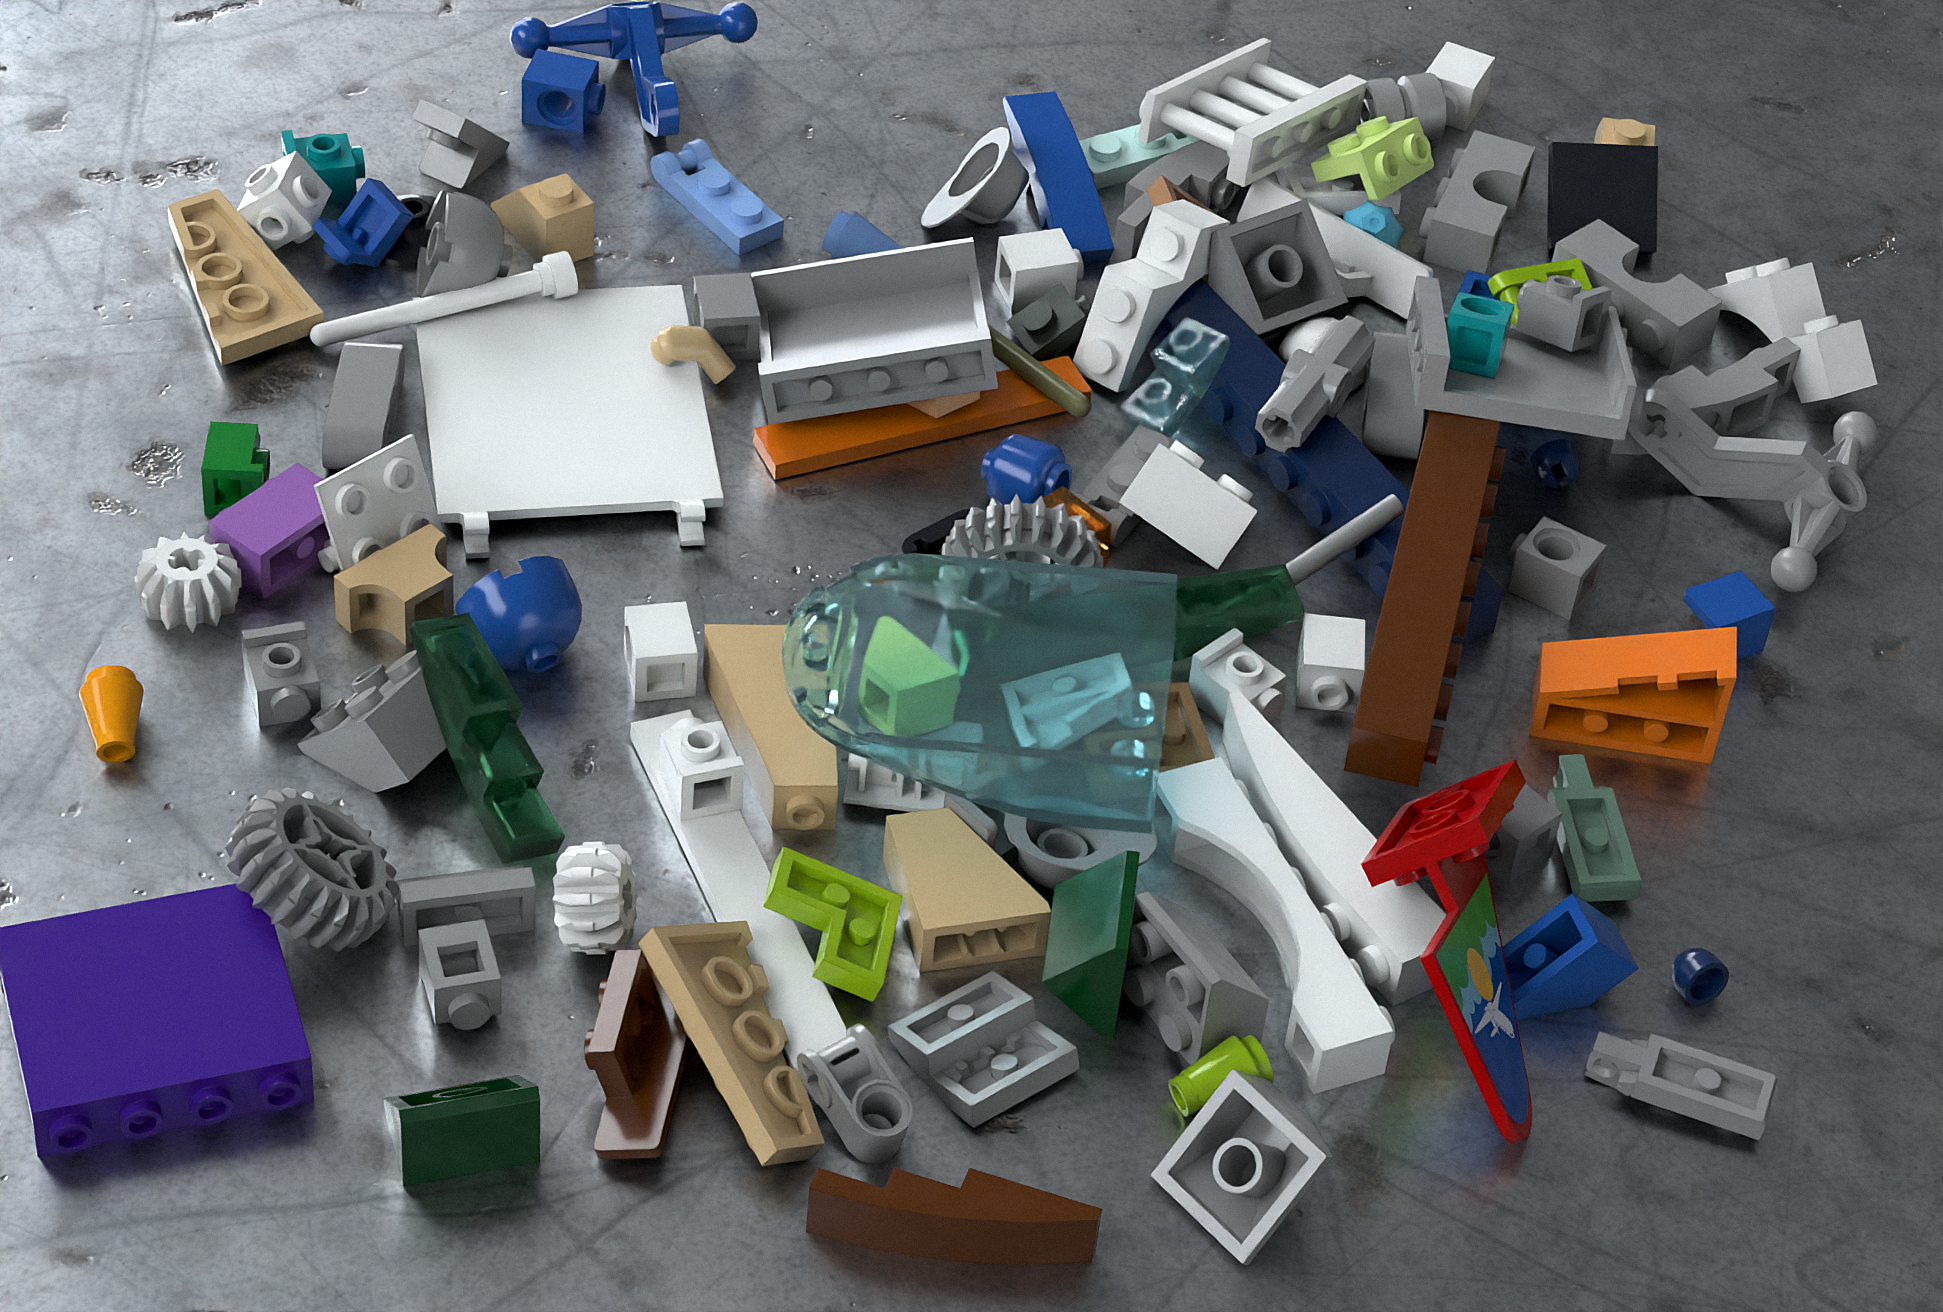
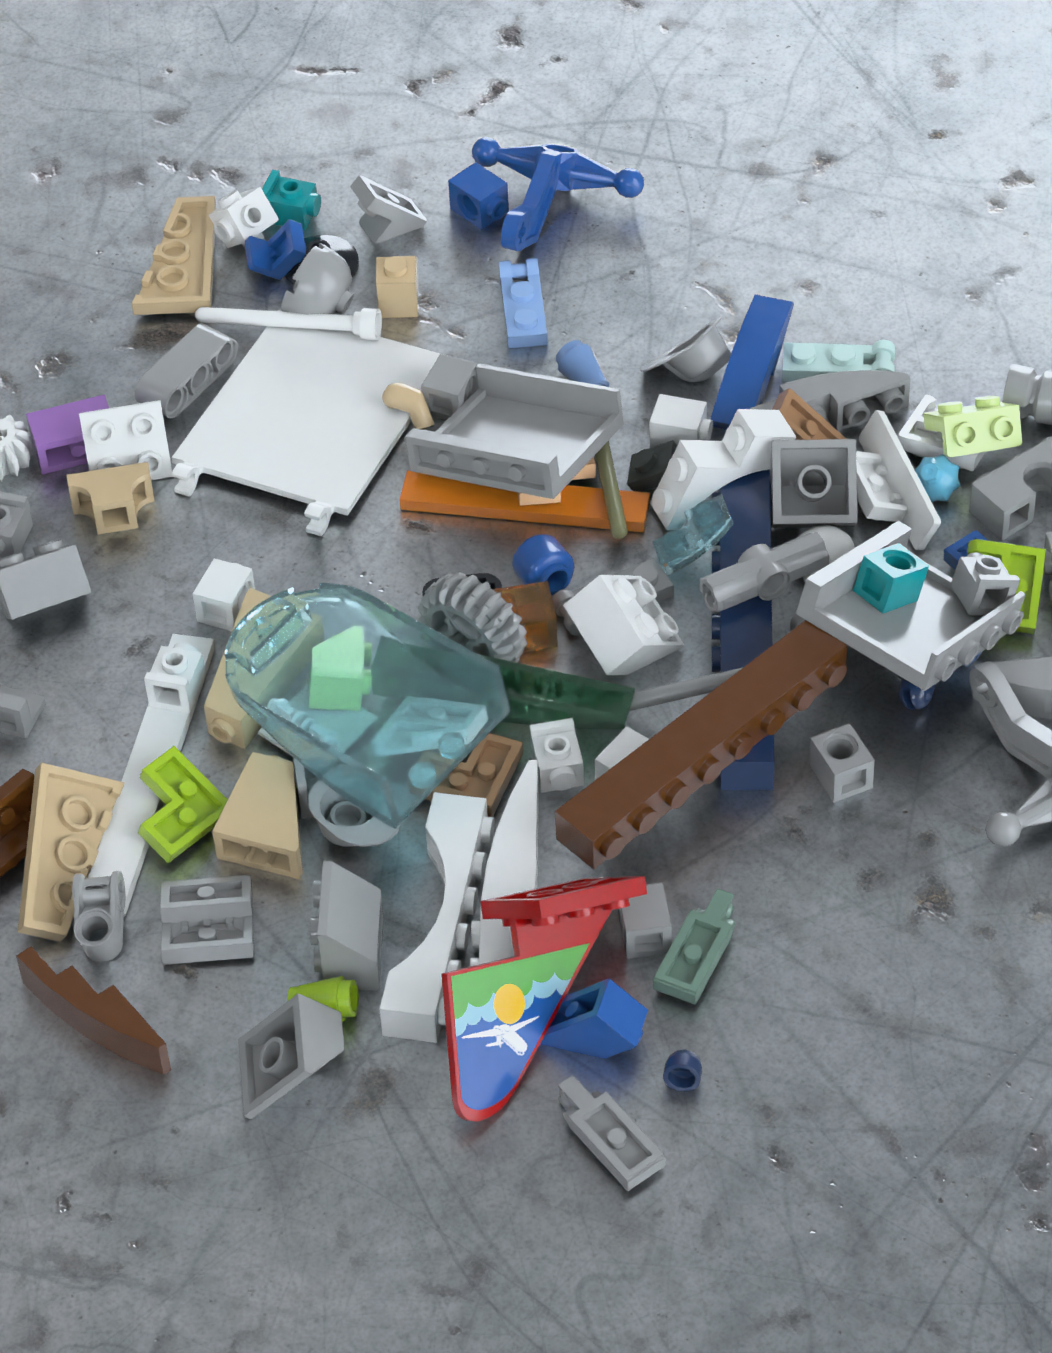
camera: 40 degrees right, 5 degrees up
(232, 464) = (78, 379): green brick -> none
(481, 733) = (65, 609): clear green slope -> none
(527, 614) = (157, 541): blue cylinder -> none
(595, 898) = (50, 731): white gear -> none
(1091, 940) = (289, 890): dark green slope -> none
(1260, 141) = (912, 386): white fence -> none
(1637, 692) = (807, 869): orange wedge -> none
(1733, 603) = (924, 844): blue panel -> none

